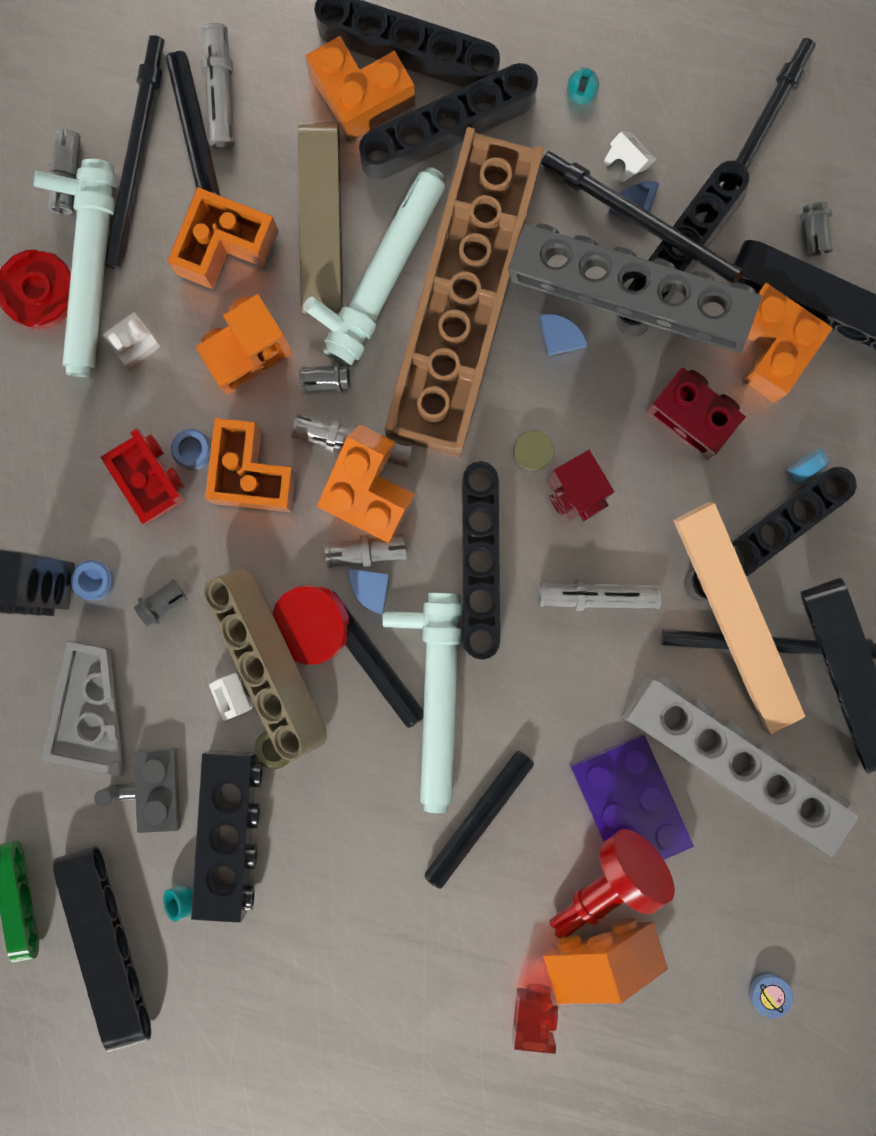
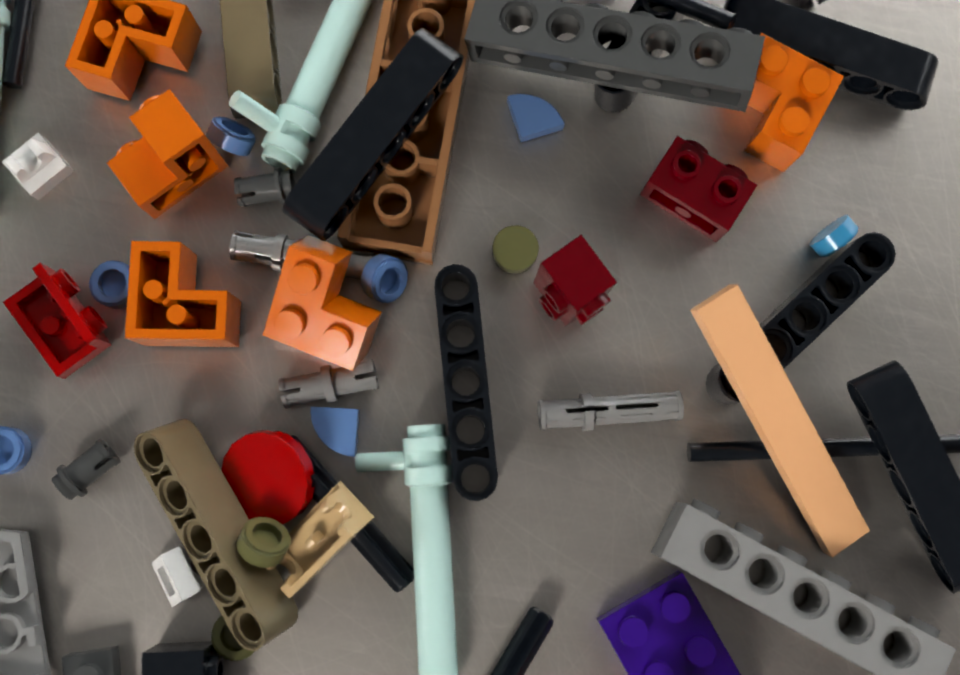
camera: 10 degrees left, 5 degrees down
(299, 330) = (231, 136): none -> medium blue tile
(305, 675) = (263, 542): none -> olive tile
(349, 676) = (322, 536): none -> tan hinge
(420, 466) = (384, 278): none -> medium blue tile
(423, 344) = (372, 134): none -> black beam

